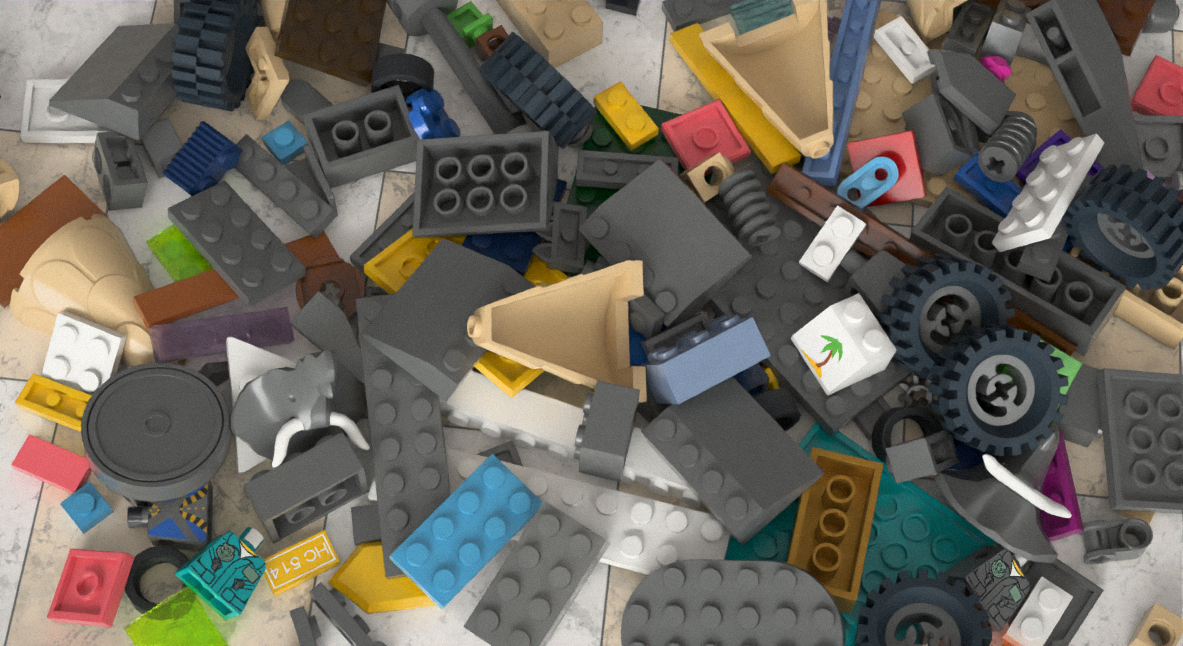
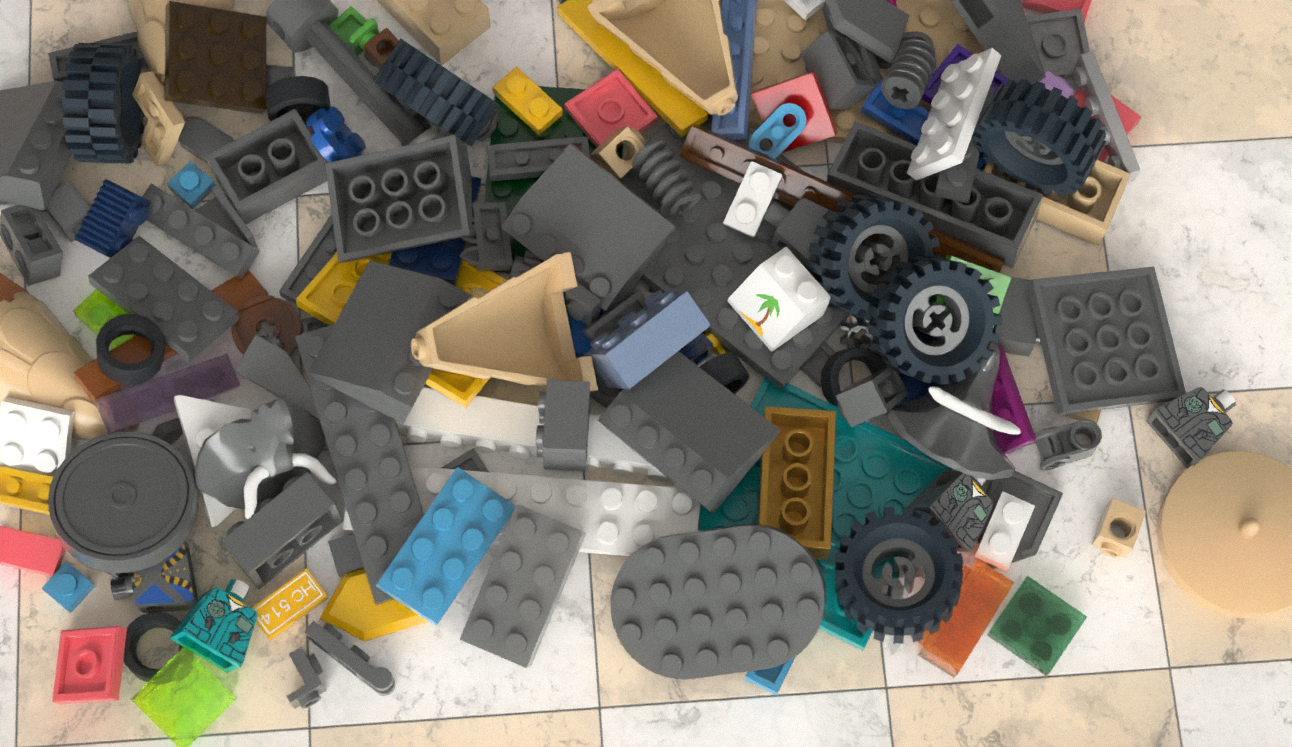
camera: 10 degrees left, 5 degrees up
(192, 261) = (130, 325): none -> black tyre

